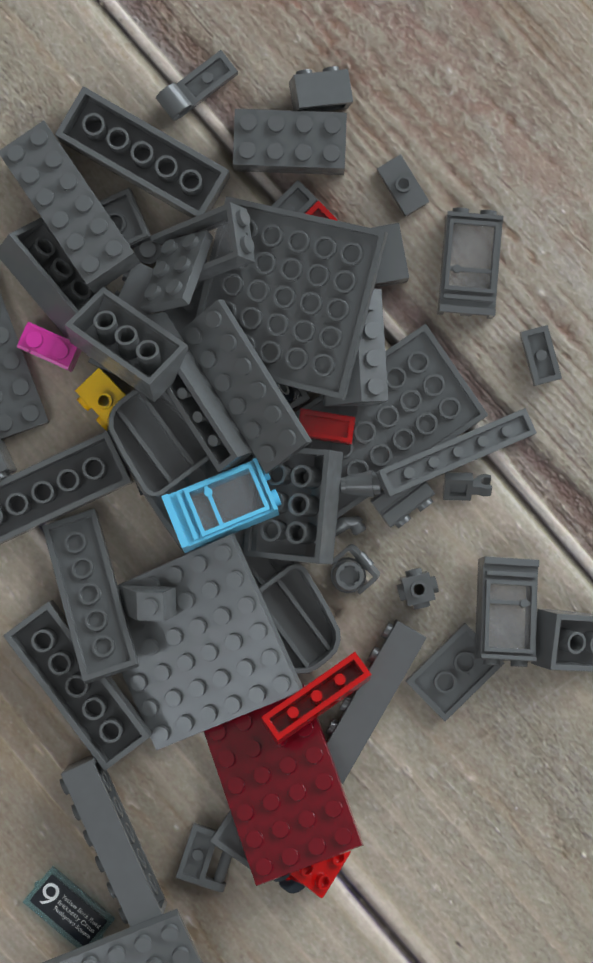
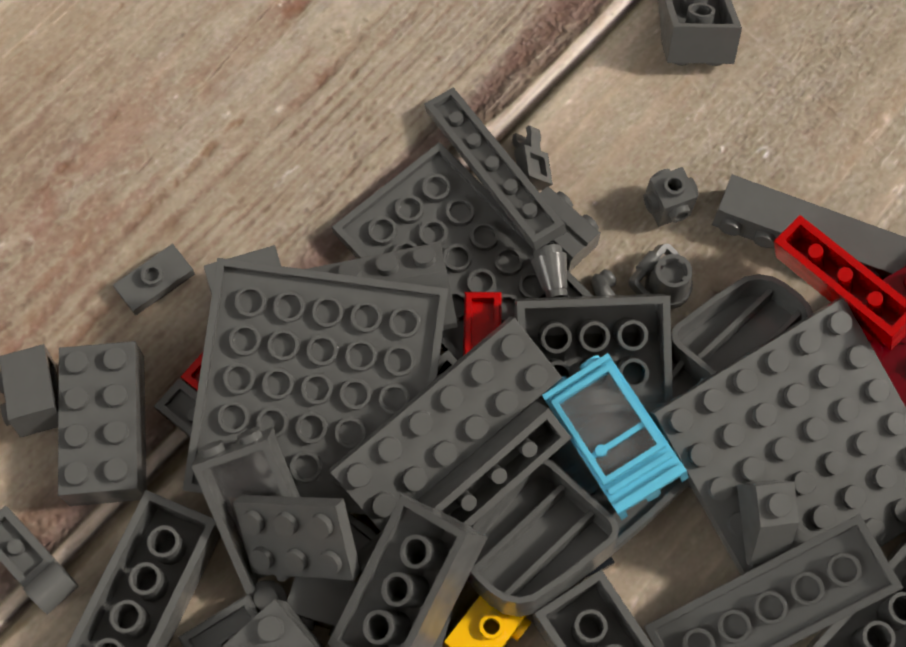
camera: 100 degrees left, 20 degrees down
(451, 674) = (763, 145): dark grey plate -> none
(470, 263) = (249, 186): dark grey door -> none
(506, 611) = (679, 92): dark grey door -> none
(540, 355) = (357, 95): dark grey plate -> none

